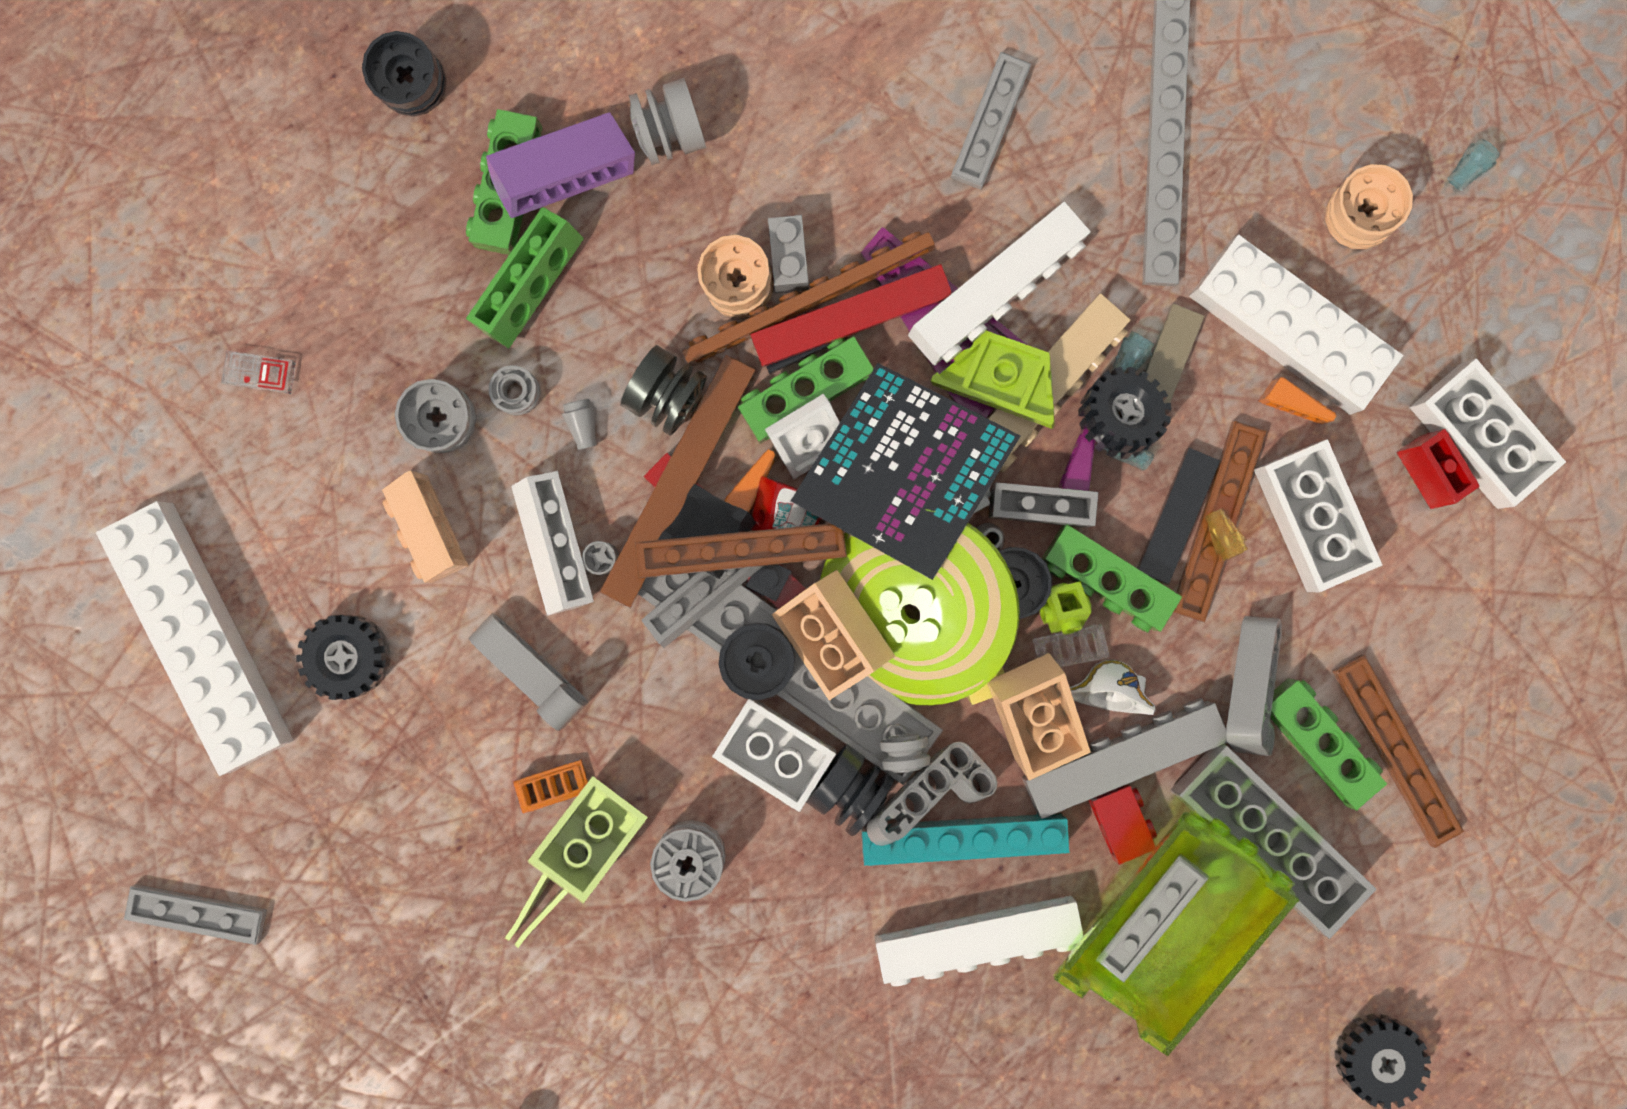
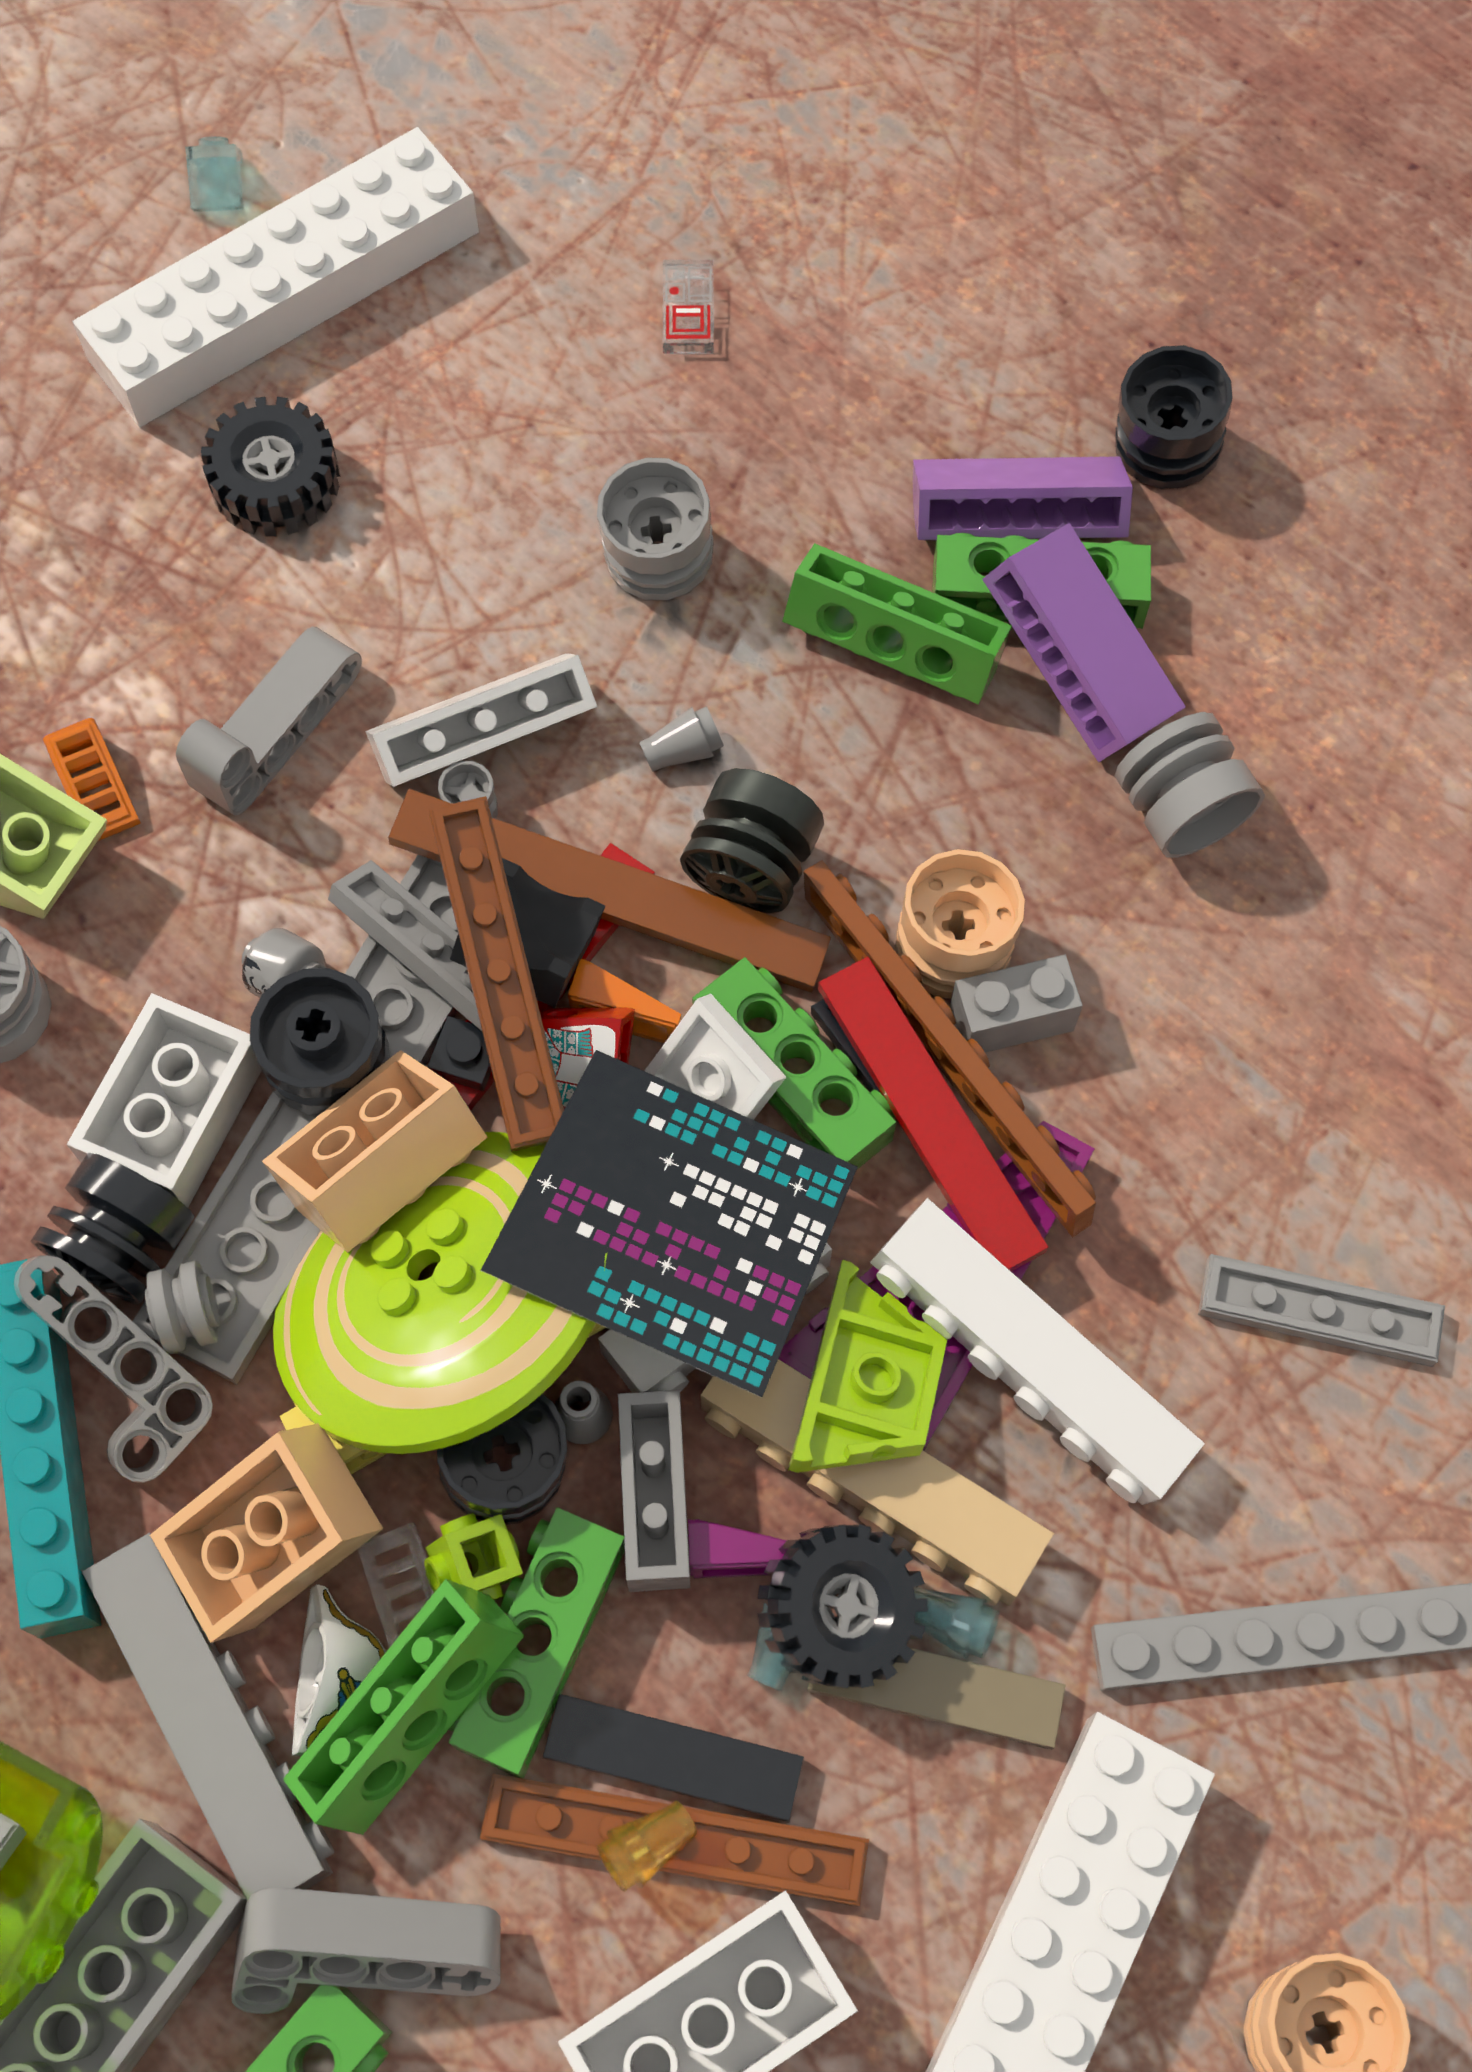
camera: 85 degrees right, 20 degrees down
(102, 674) = (214, 175): none -> clear light blue bracket
(423, 527) = (485, 545): light nougat slope -> none
(442, 182) = (1021, 497): none -> medium lavender brick
(499, 386) = (717, 617): light grey wheel -> none
(697, 679) = (276, 956): none -> light grey head
(1123, 824) = (91, 1728): red brick -> none
(1142, 652) = (402, 1708): none -> bright green brick
(1293, 400) = (928, 1936): orange slope -> none

